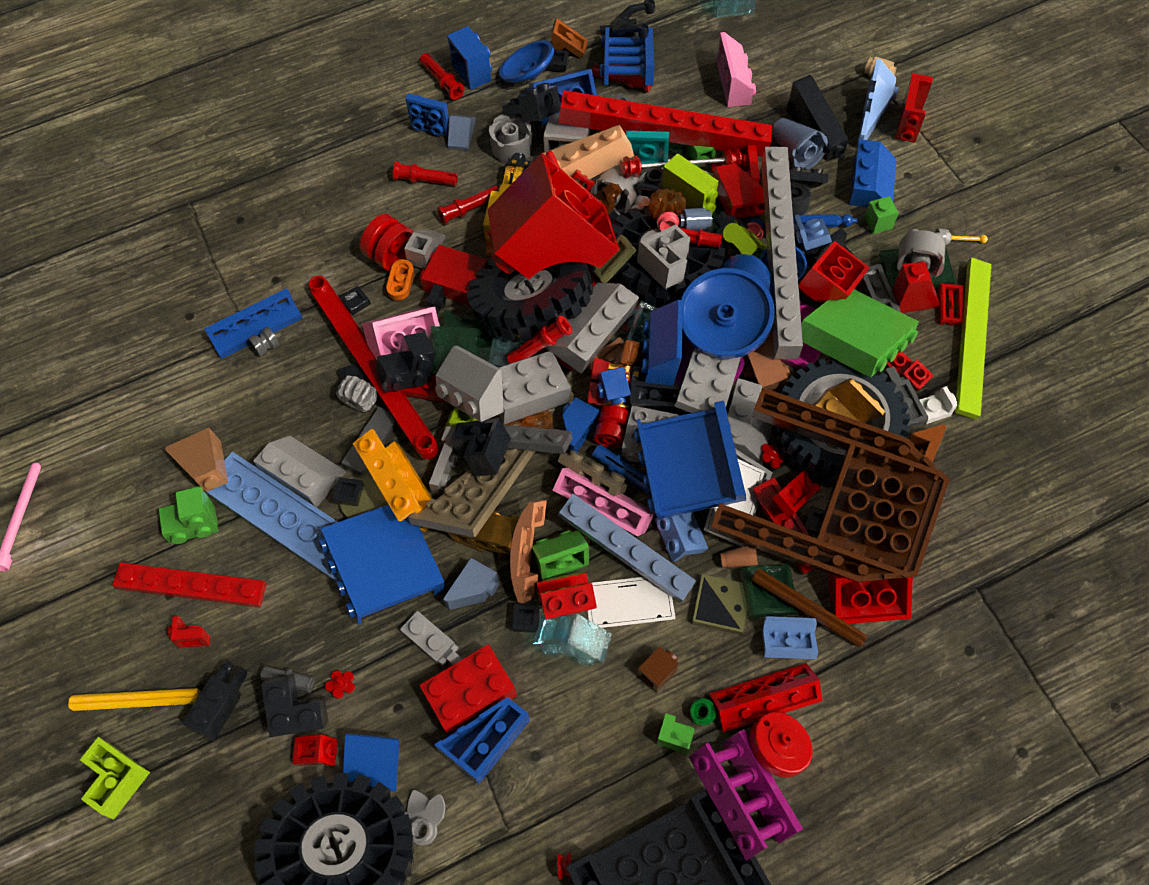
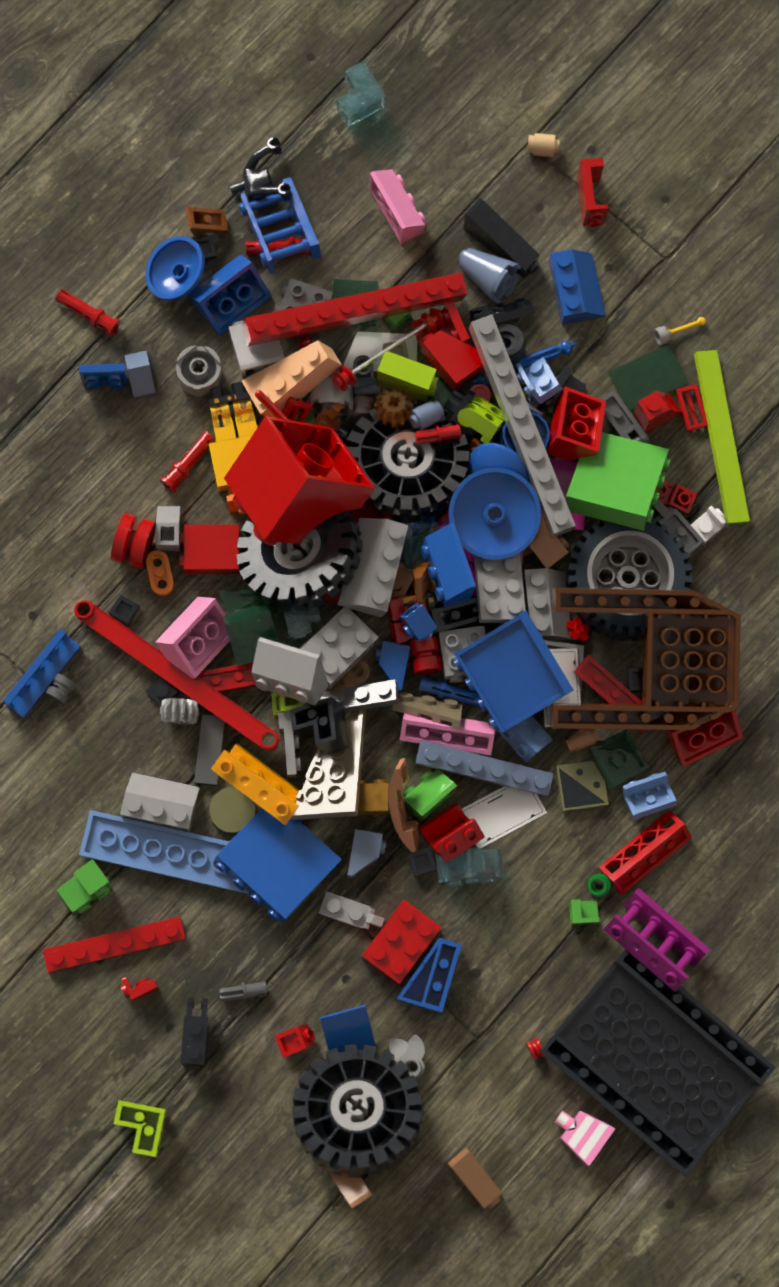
camera: 30 degrees left, 15 degrees up
(133, 699) = (121, 1058): yellow axle -> none
(201, 458) = (68, 829): medium nougat slope -> none
(288, 714) = (266, 1019): black brick -> none
(340, 684) = (288, 978): red plant -> none
(348, 491) = (217, 808): black plate -> none
(409, 366) = (219, 670): black brick -> none
(415, 173) = (116, 444): red pin -> none
(436, 298) = (206, 583): black plate -> none
(469, 57) = (113, 285): blue piece -> none
(535, 103) = (212, 329): black brick -> none
(547, 337) = (341, 599): red pin -> none
(610, 268) = (380, 483): olive tile -> none
(649, 145) = (346, 337): teal plate -> none
(658, 668) = (550, 863): reddish brown brick -> none
(665, 255) = (414, 476): light grey brick -> none
(667, 220) = (402, 429): coral plate -> none
(781, 744) = (671, 888): red wheel -> none
(795, 493) = (613, 663): red plate -> none
(809, 607) = (655, 763): reddish brown axle -> none
(850, 401) = (630, 569): pearl gold bracket -> none
(878, 98) = (552, 180): light blue wedge -> none
(881, 215) = (598, 332): bright green brick -> none
(920, 247) = (650, 372): light grey brick -> none
(928, 440) = (713, 565): dark orange slope -> none

